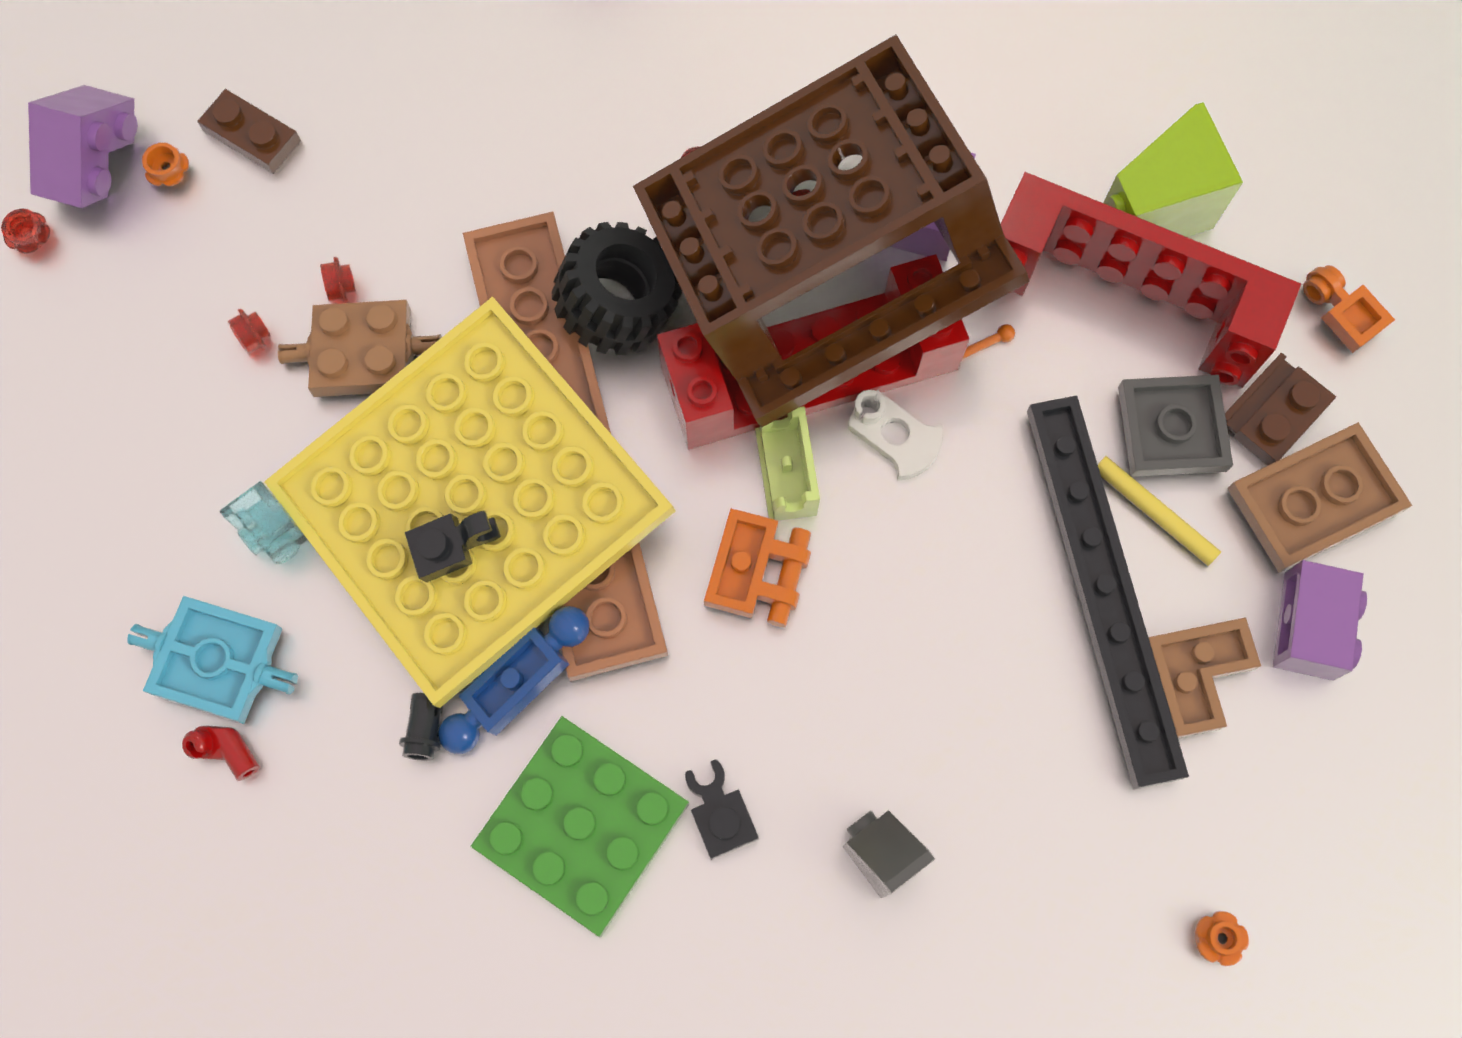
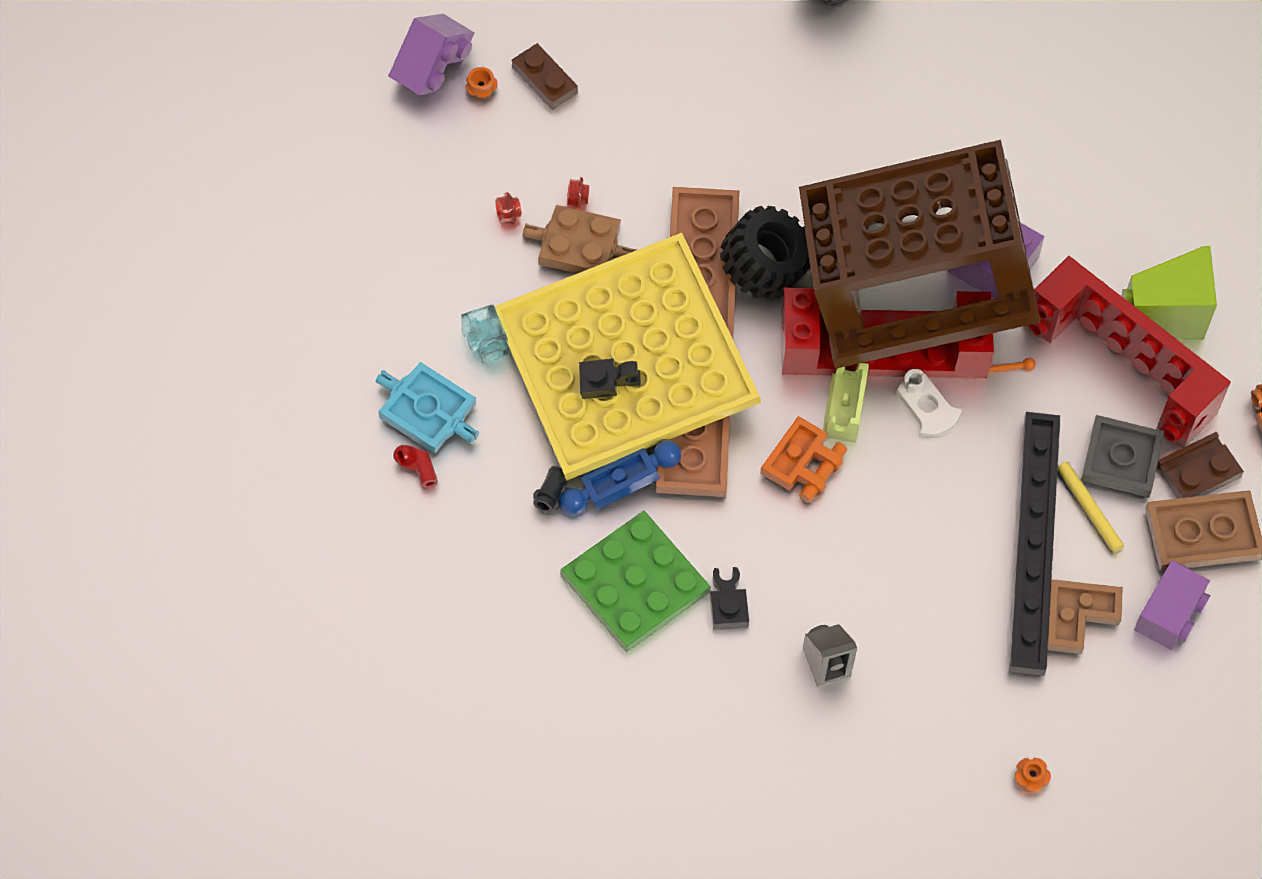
camera: 15 degrees right, 10 degrees down
(20, 222) = (375, 92): clear red plate -> none

